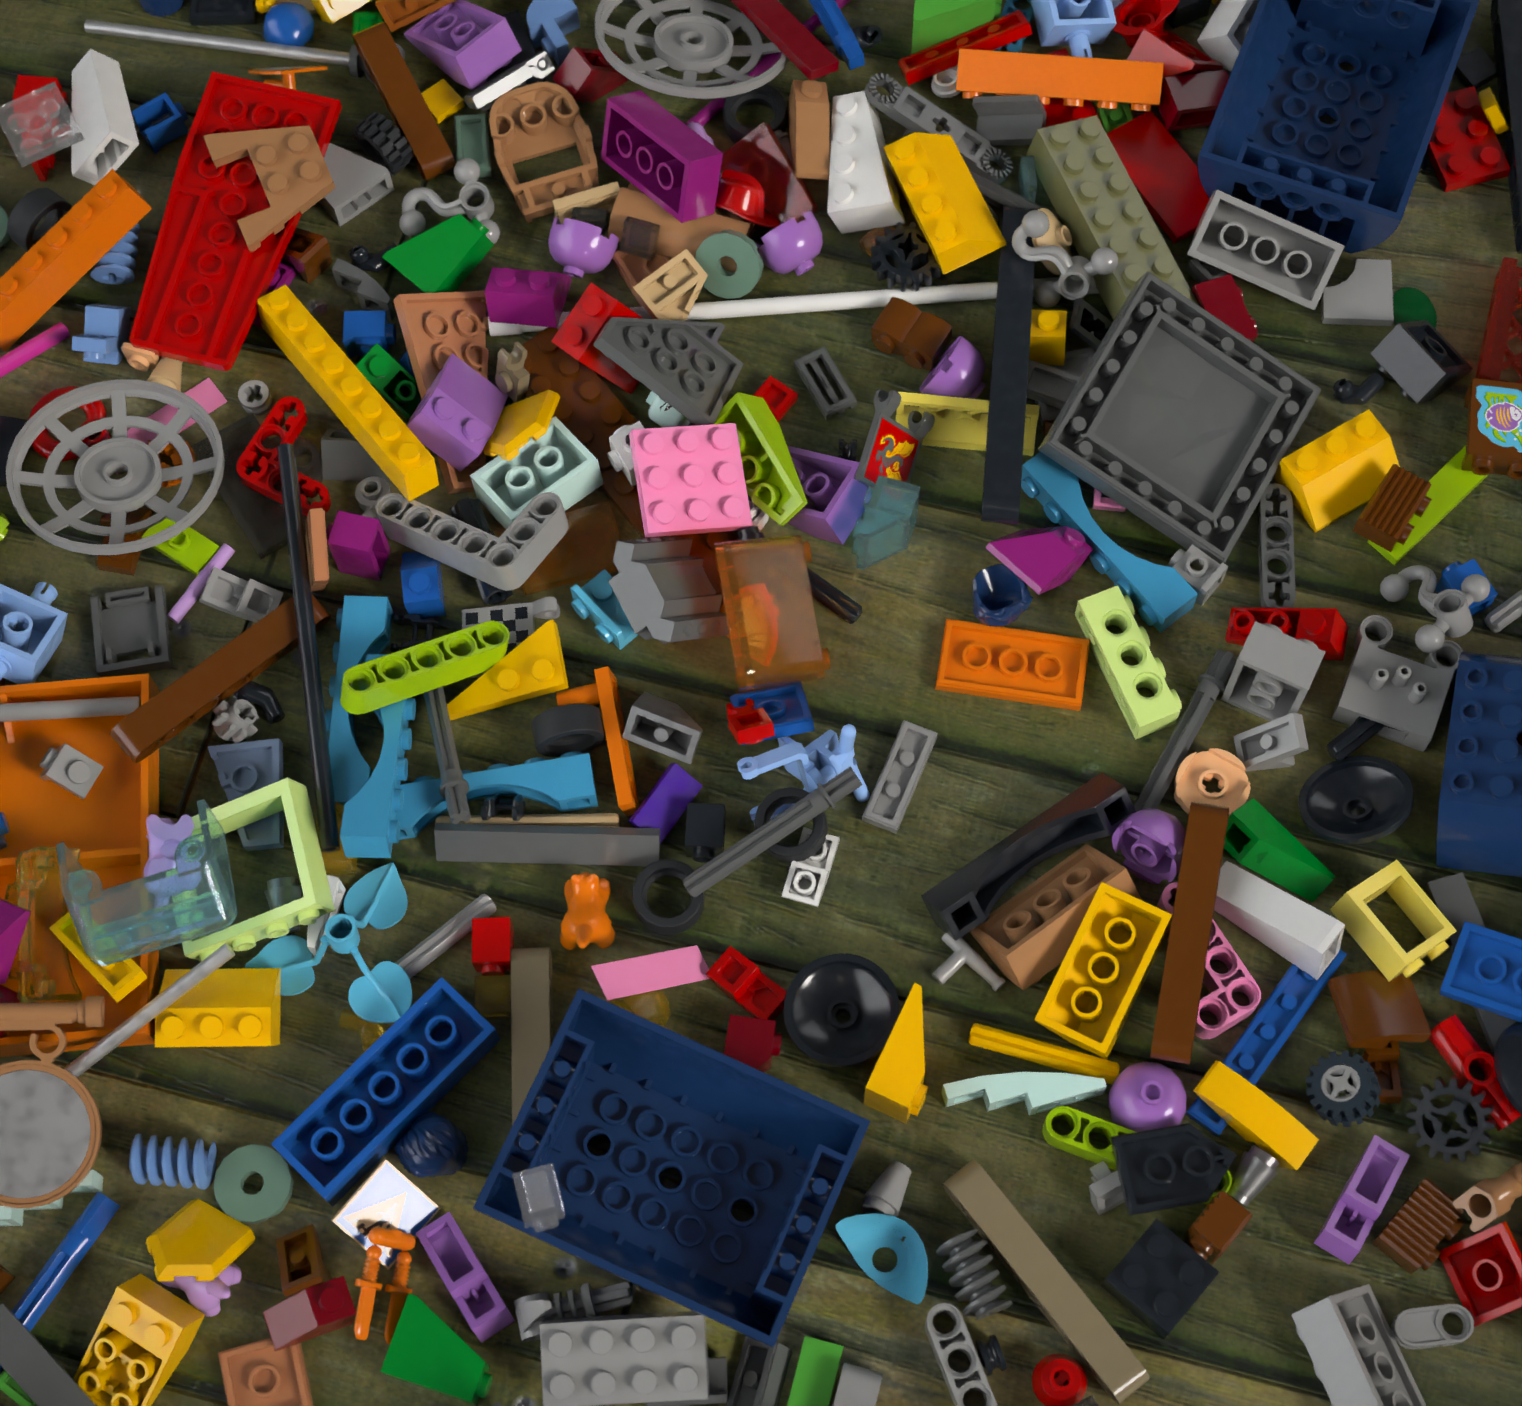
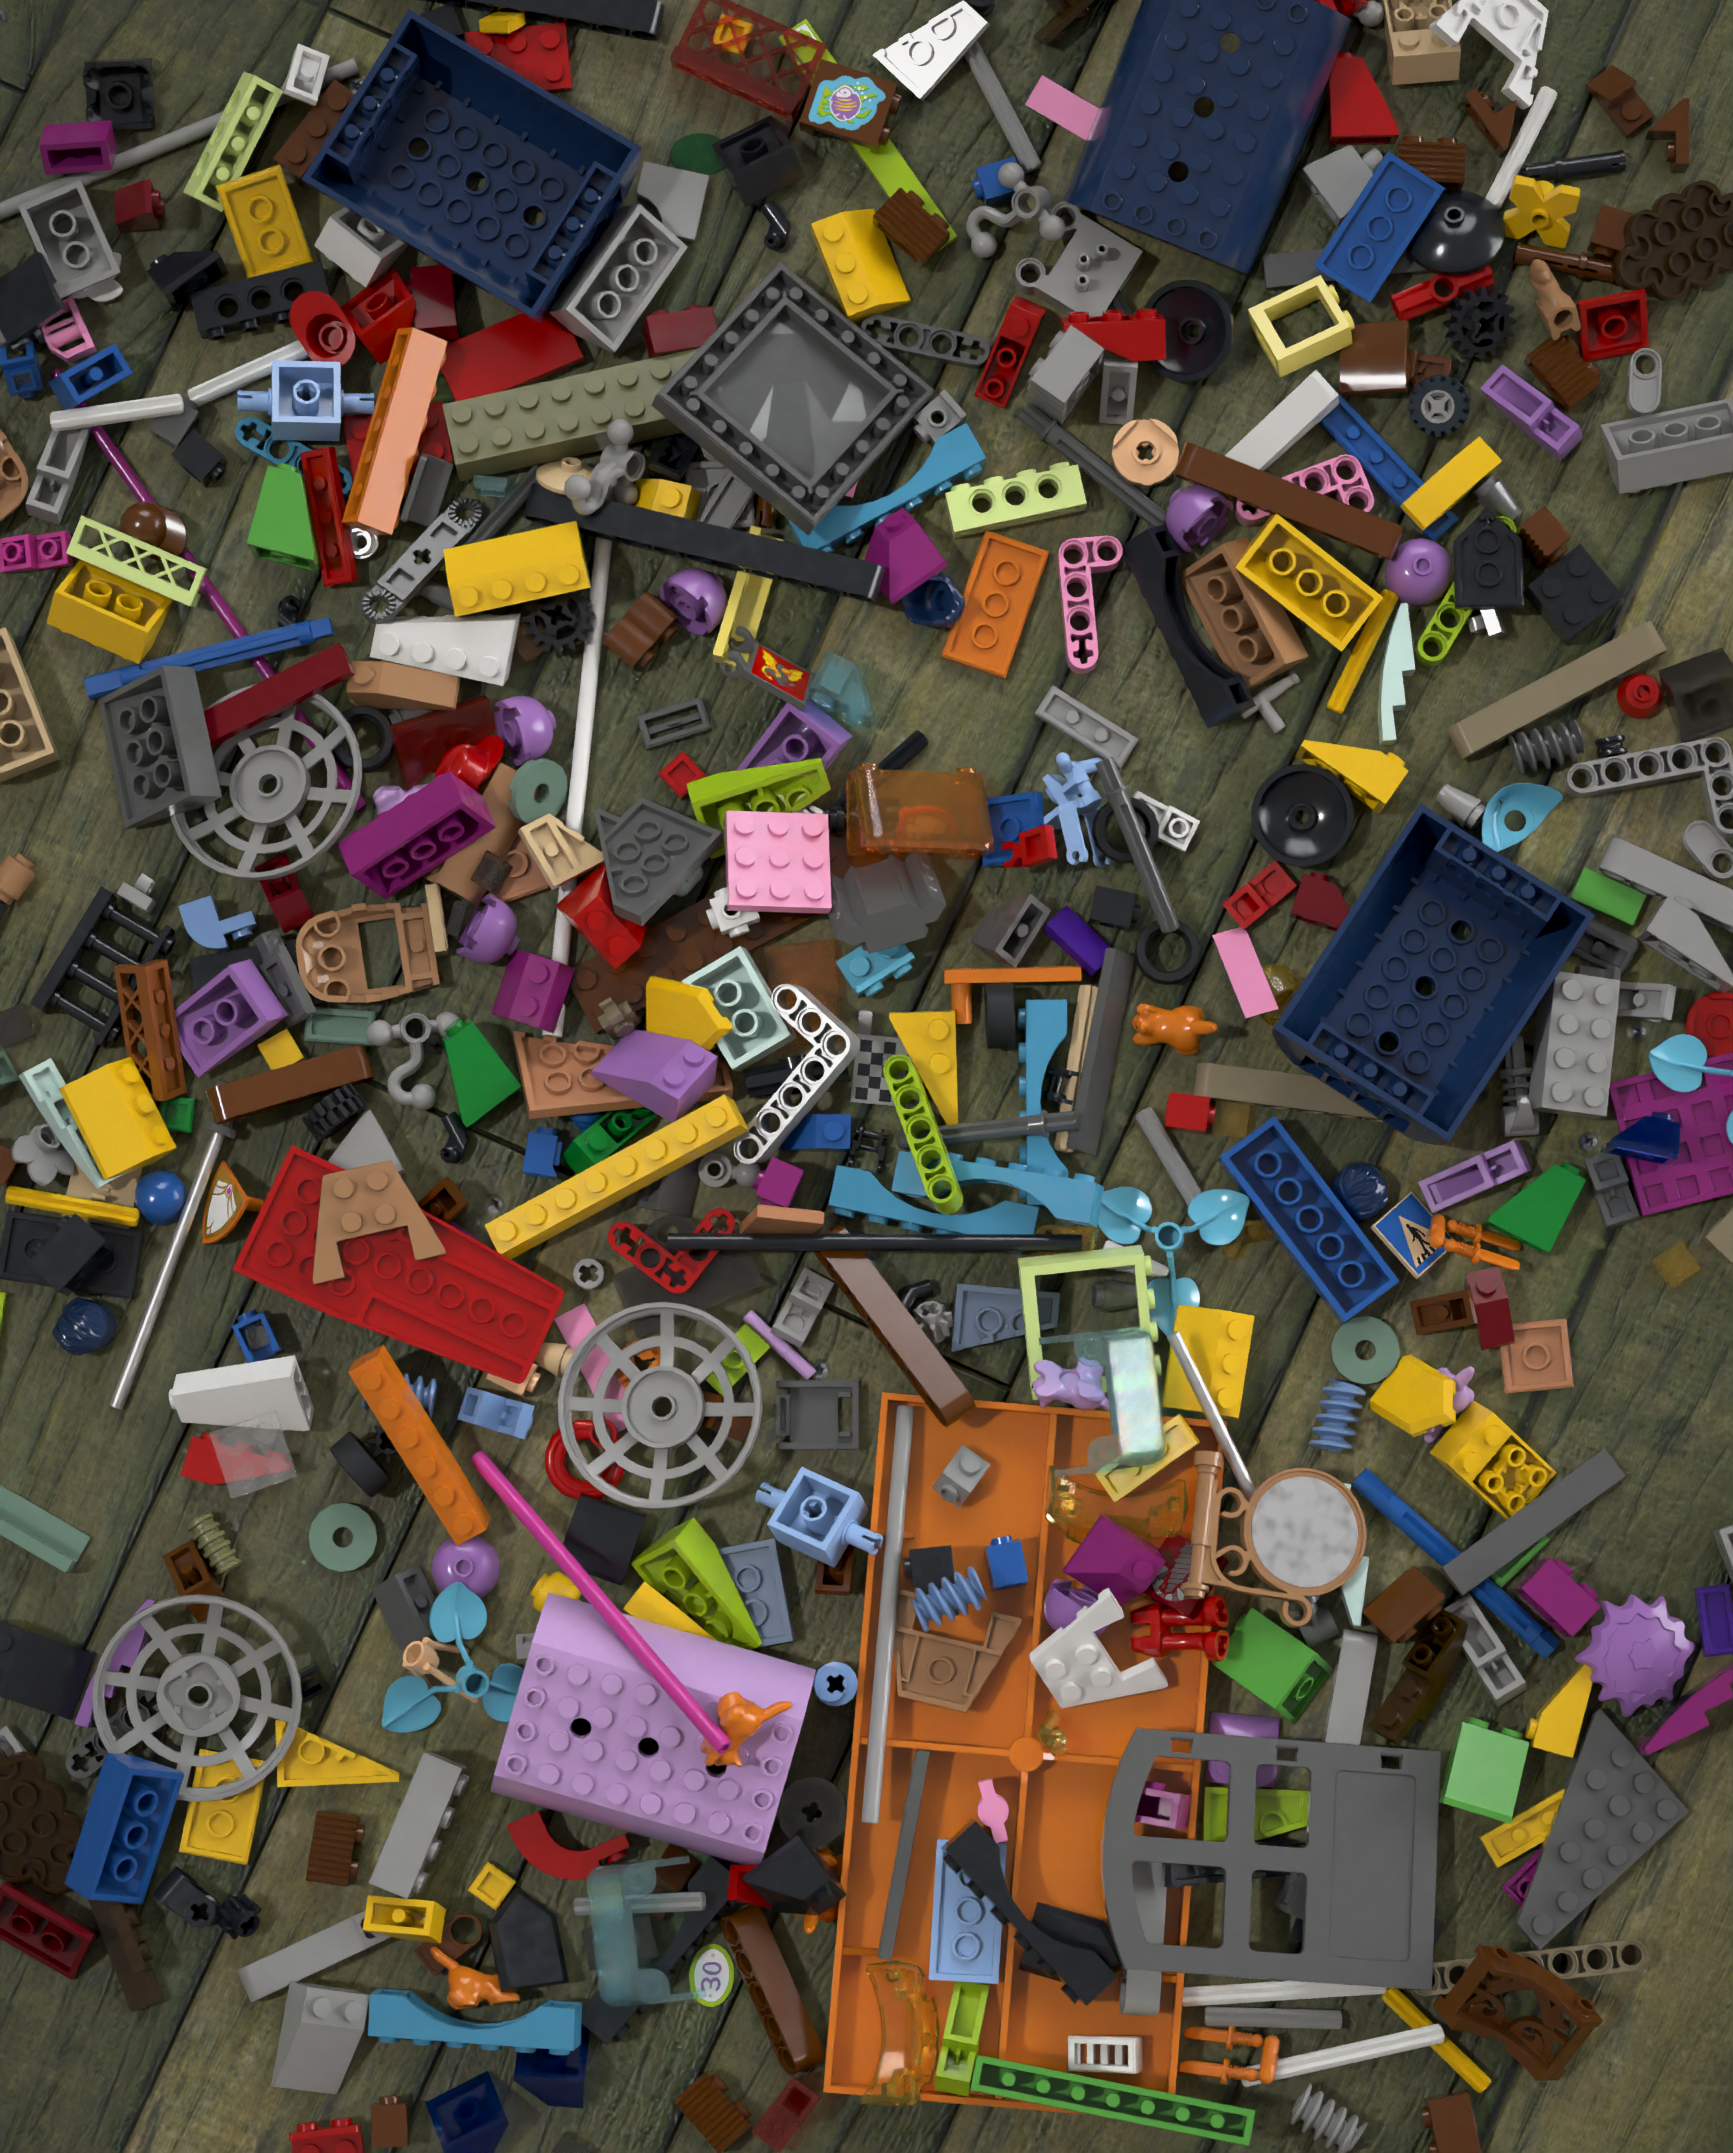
camera: 85 degrees left, 15 degrees up
(369, 292) = (500, 1145): dark grey slope -> none
(539, 1197) = (1453, 1083): clear brick -> none
(848, 450) = (758, 714): black bush -> none
(1031, 750) = (1083, 605): none -> bright pink beam
(1274, 852) = (1218, 414): green slope -> none
(1331, 730) = (1129, 336): none -> red slope

